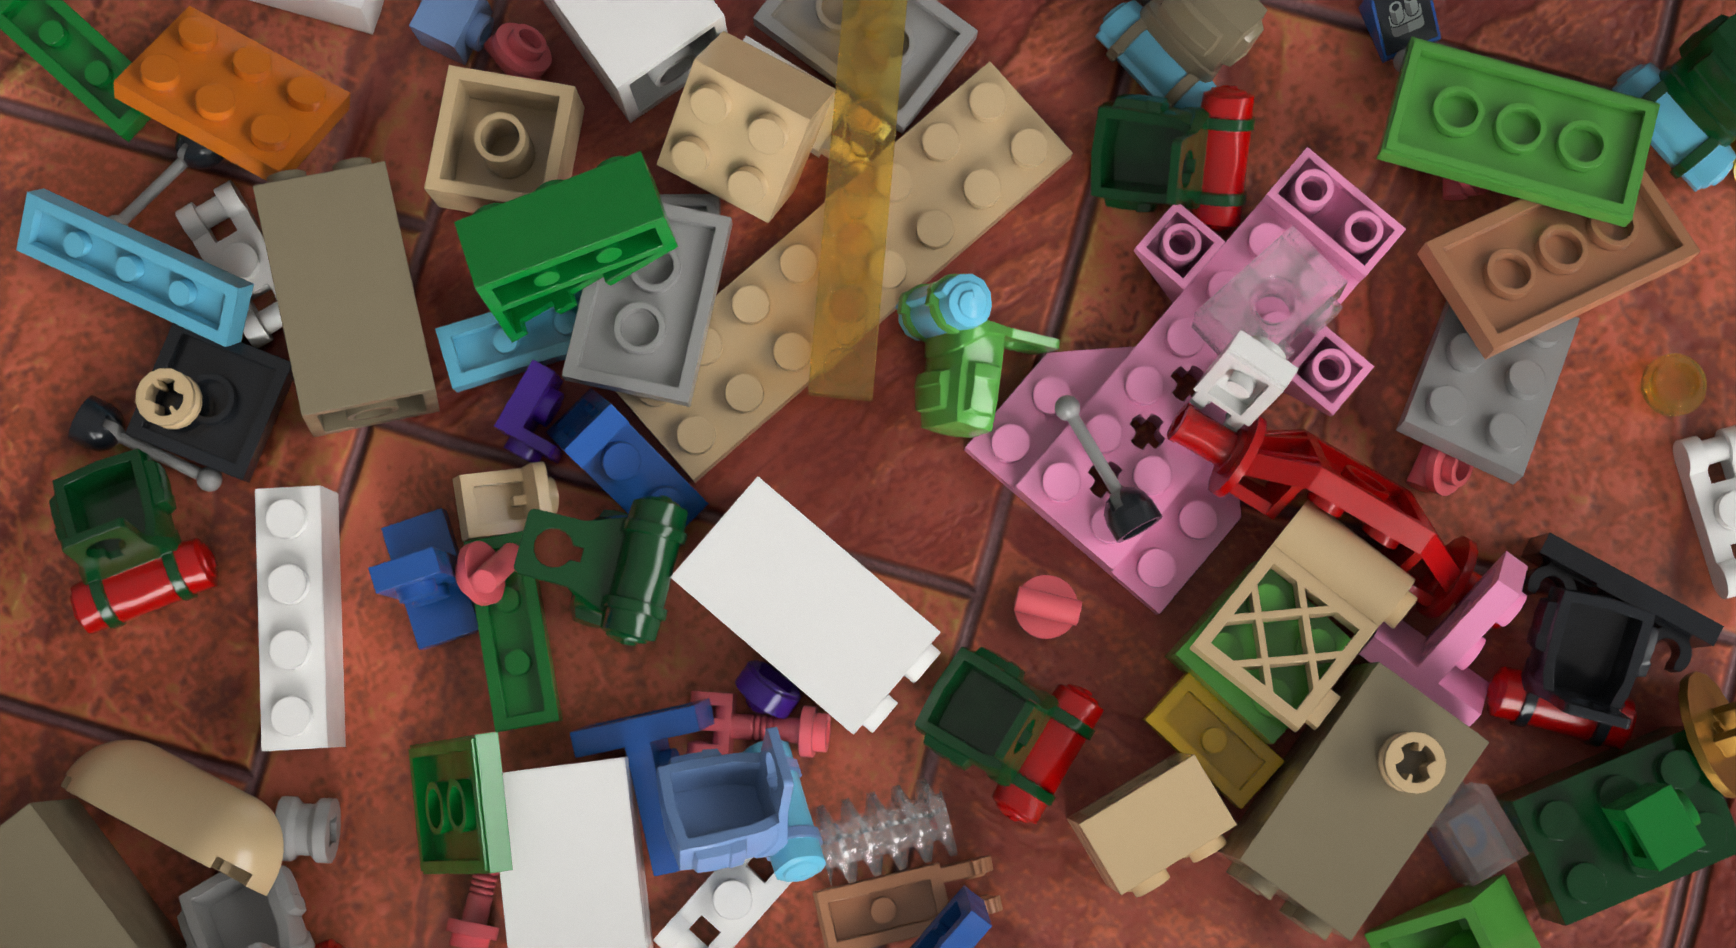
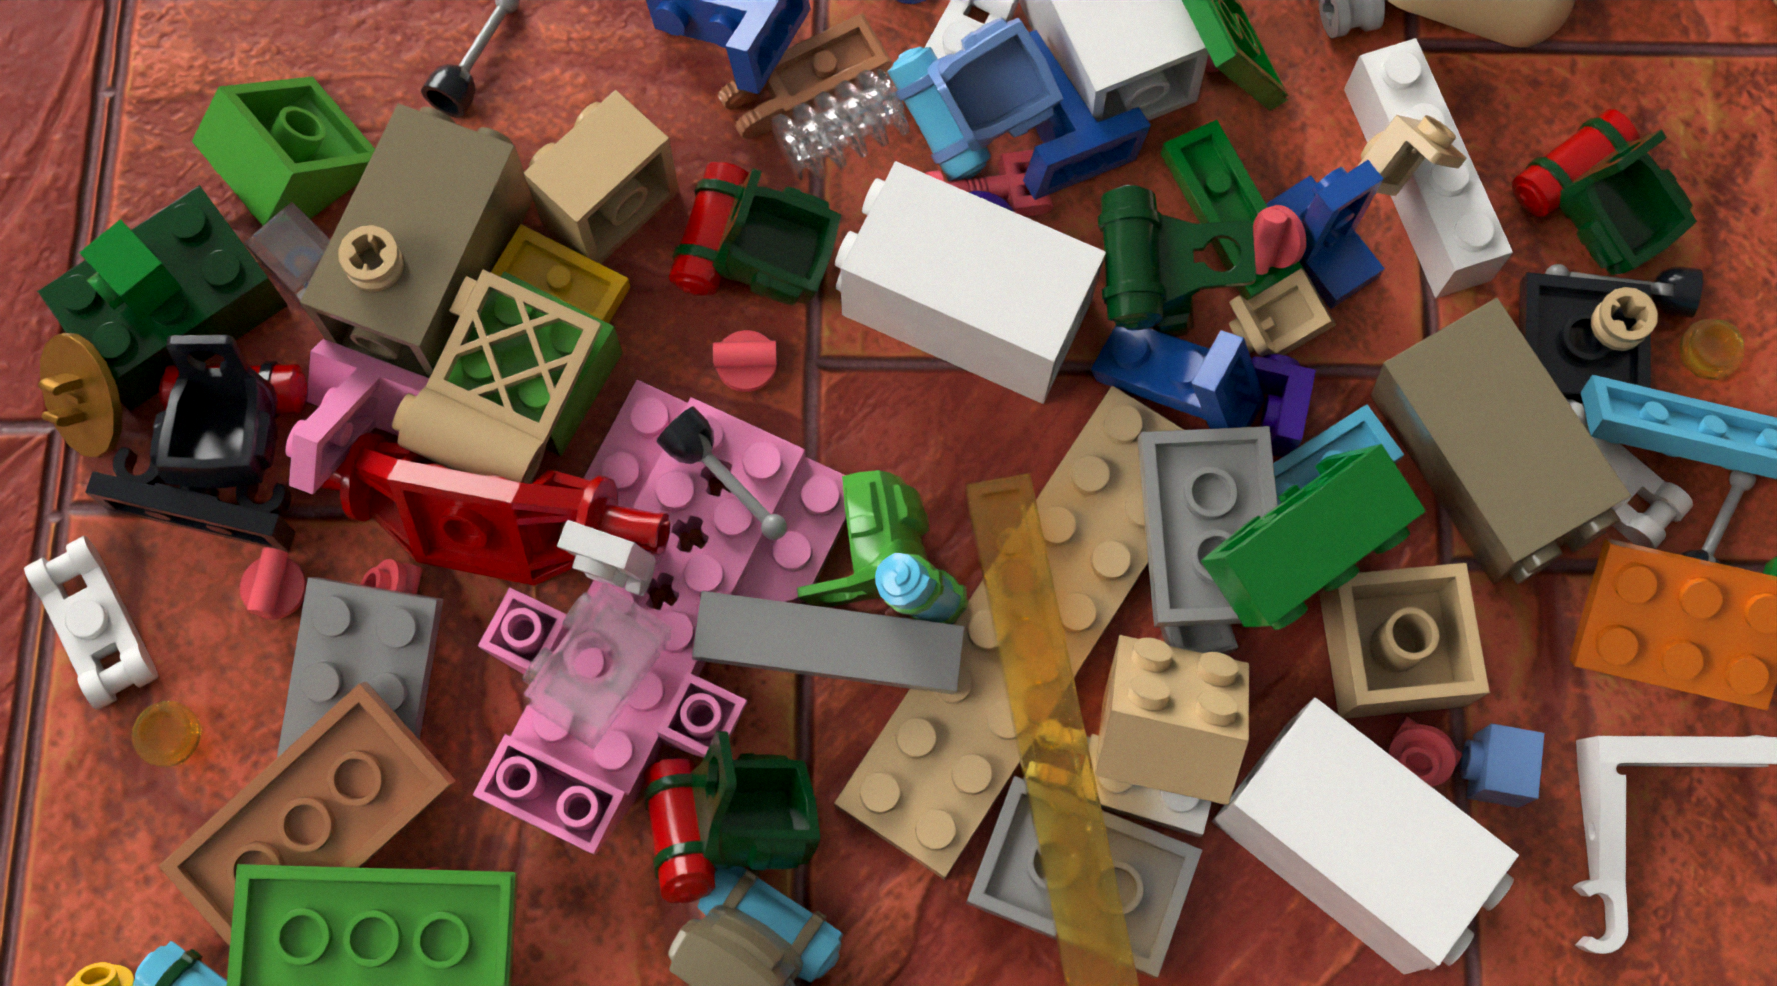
camera: 165 degrees right, 10 degrees down
(89, 360) = (1712, 349): none -> clear yellow plate
(311, 616) = (1405, 145): none -> tan bracket
(1048, 285) = (828, 642): none -> light grey tile
(1553, 498) = (273, 585): none -> coral plate

